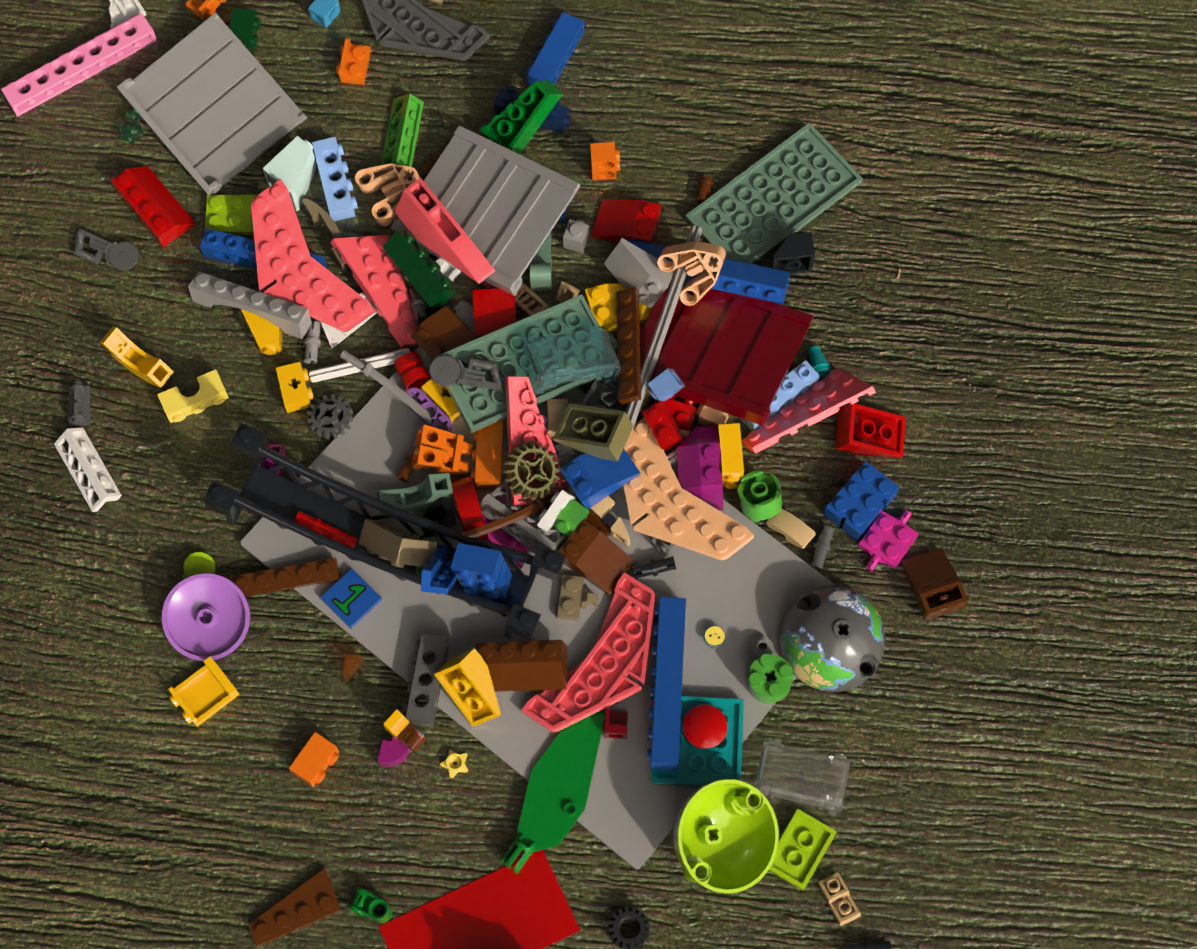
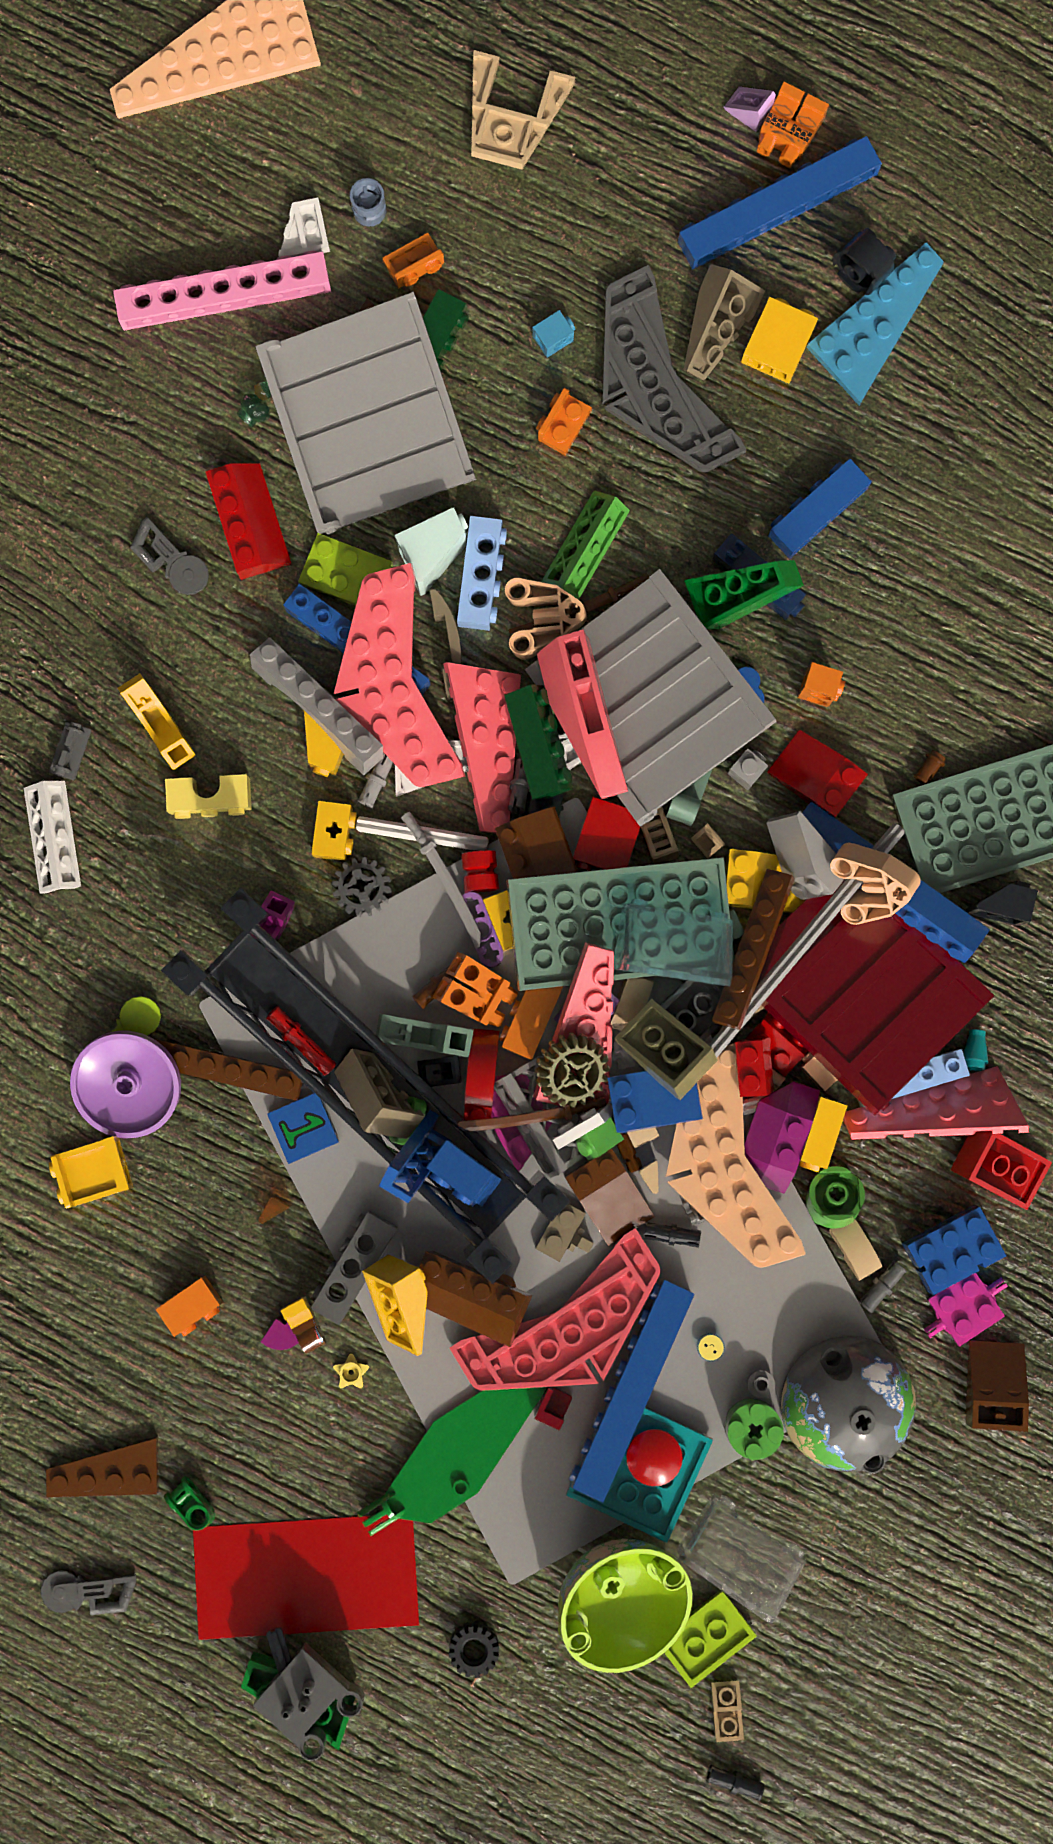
camera: 20 degrees right, 15 degrees up
(448, 371) = (519, 908): dark grey piece -> none
(665, 385) = (777, 1022): medium blue brick -> none

